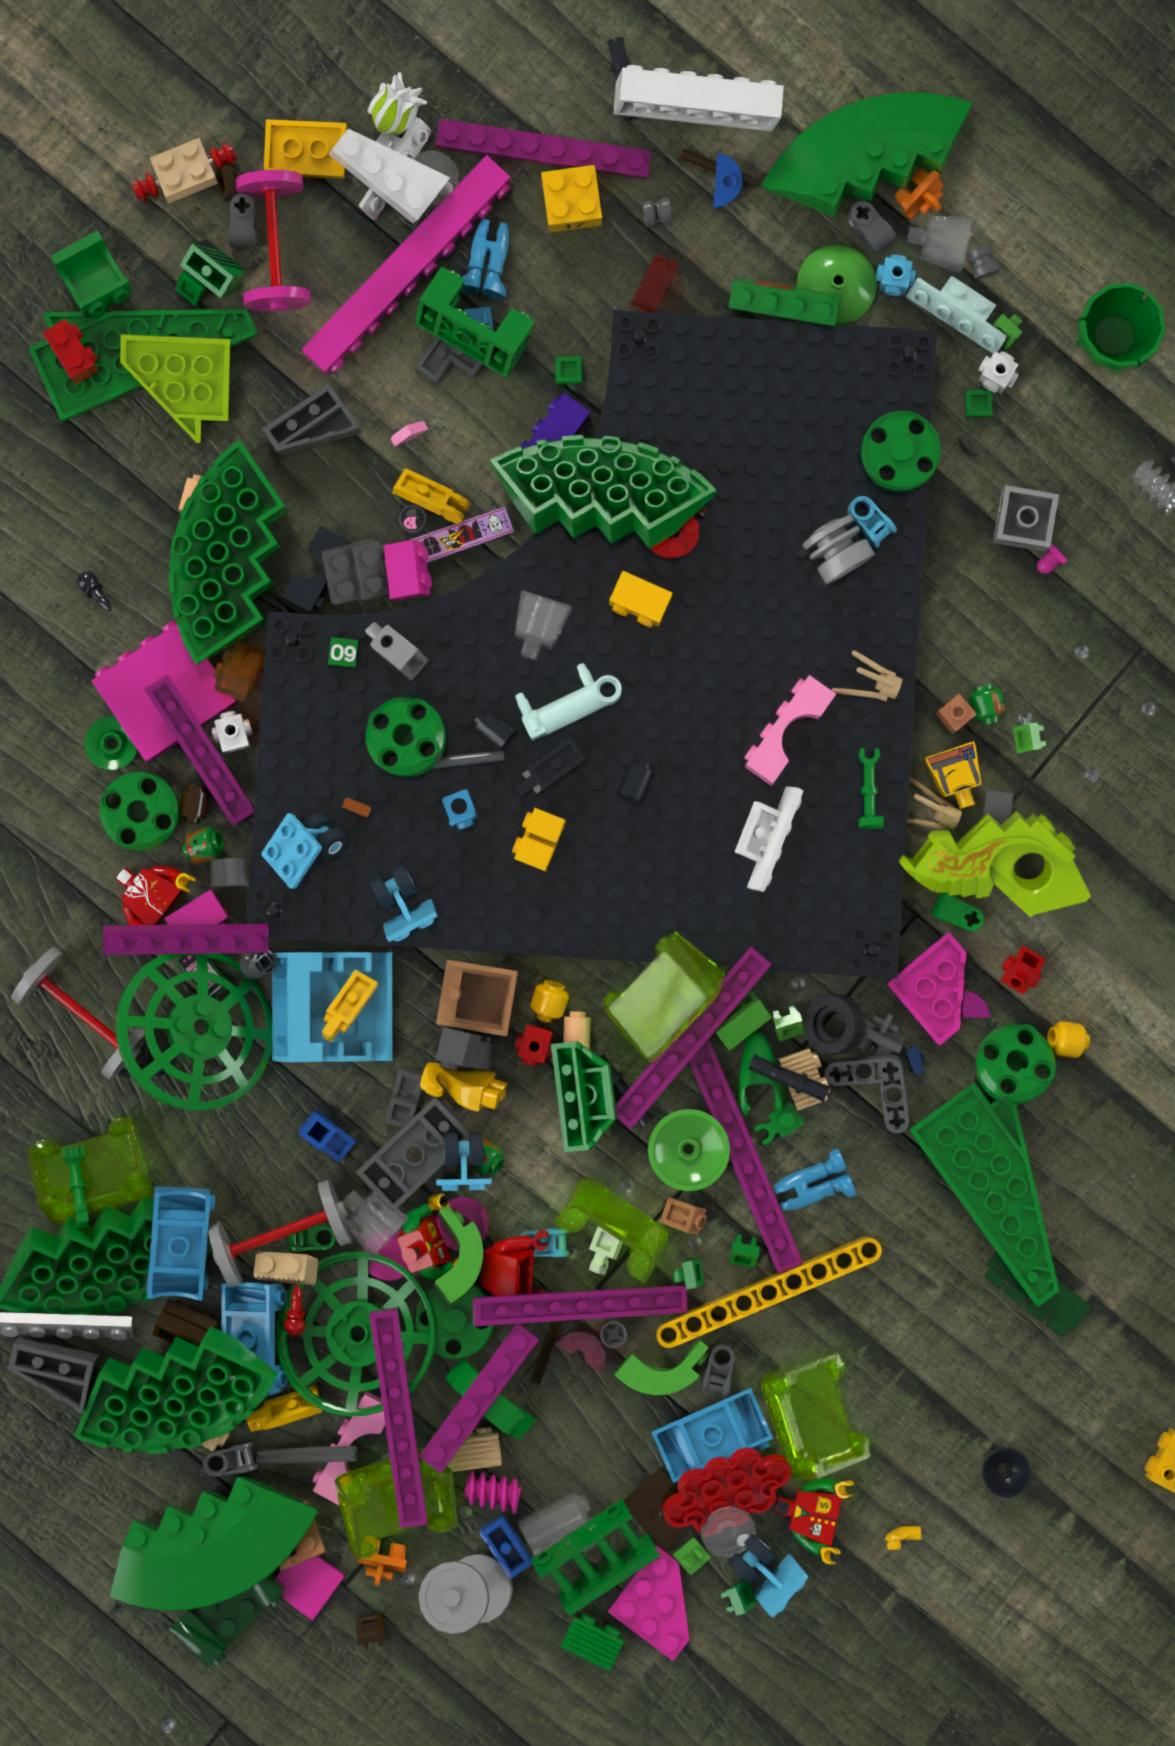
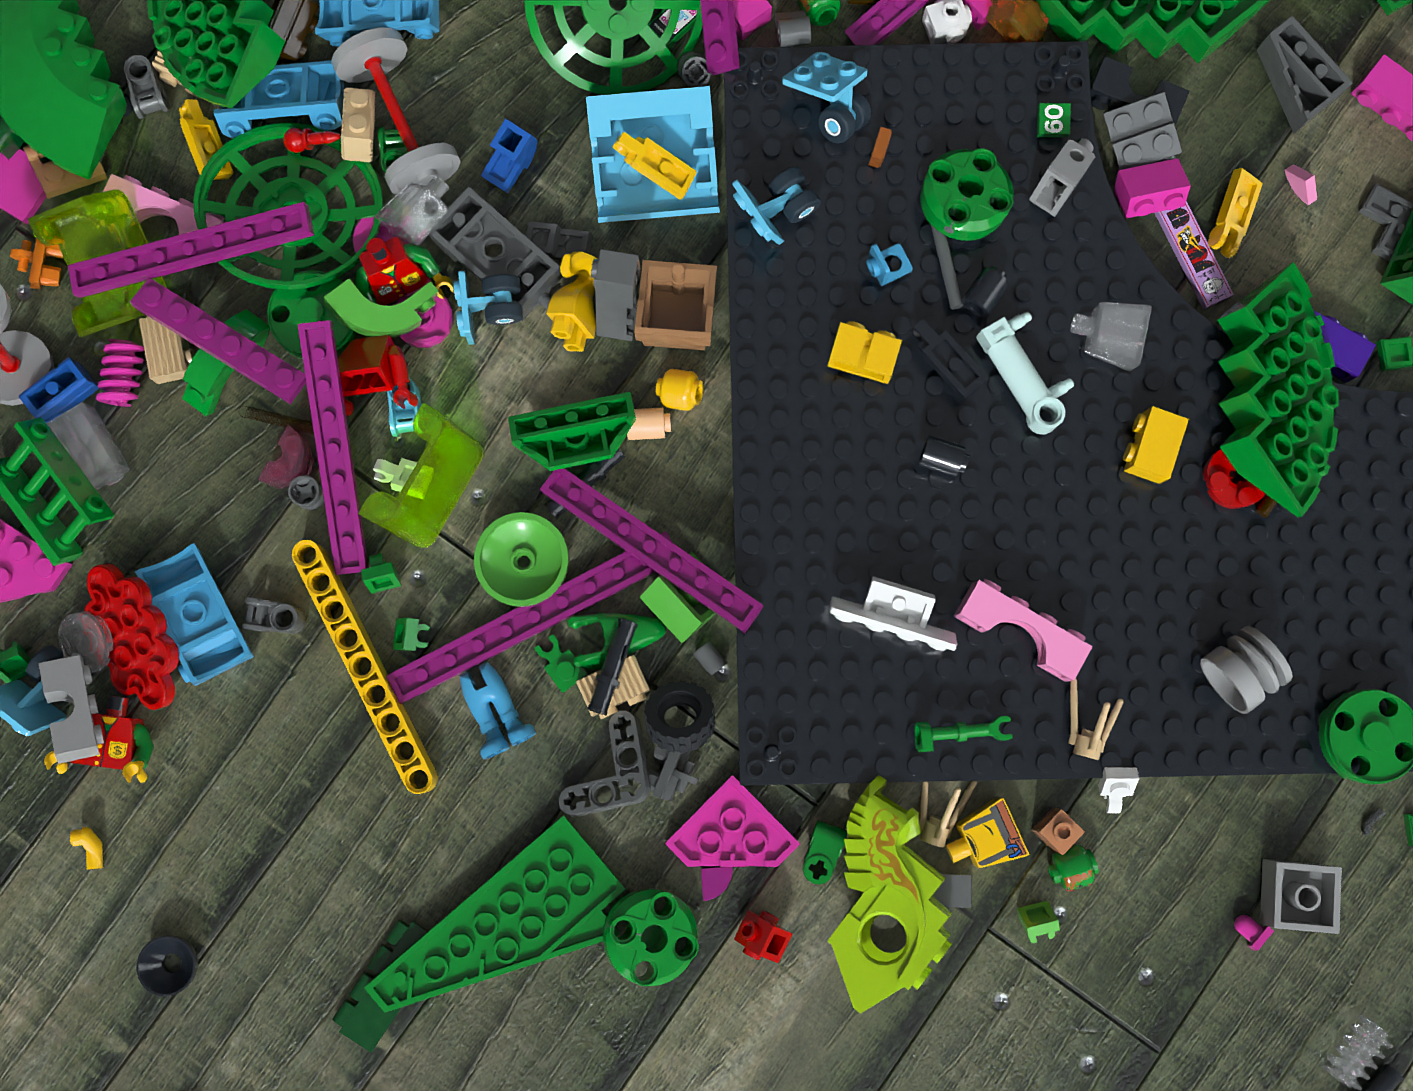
camera: 90 degrees right, 5 degrees down
(307, 1455) = (151, 166): dark grey axle -> none
(412, 519) = (1205, 196): tile -> none
(492, 1158) = (497, 338): green head -> none
(536, 1034) = (638, 371): red brick -> none
(647, 1505) = (115, 547): dark brown piece -> none
(662, 1381) = (255, 551): bright green arch -> none
(665, 996) = (697, 512): clear neon green windscreen -> none
(683, 1216) = (445, 562): nougat bracket -> none
(691, 1555) = (59, 603): bright green tile -> none
(764, 1542) = (77, 735): none -> light grey arch
(786, 994) = (710, 658): none -> dark grey hinge
(789, 1025) = (673, 663): bright green tile -> none
(813, 1418) = (219, 732): clear neon green windscreen -> none
(872, 521) = (1278, 712): medium azure piece -> none
(915, 1060) = (646, 817): dark blue tile -> none
(922, 661) = (1115, 784): none -> white plate
(1068, 1039) = (685, 999): yellow head -> none

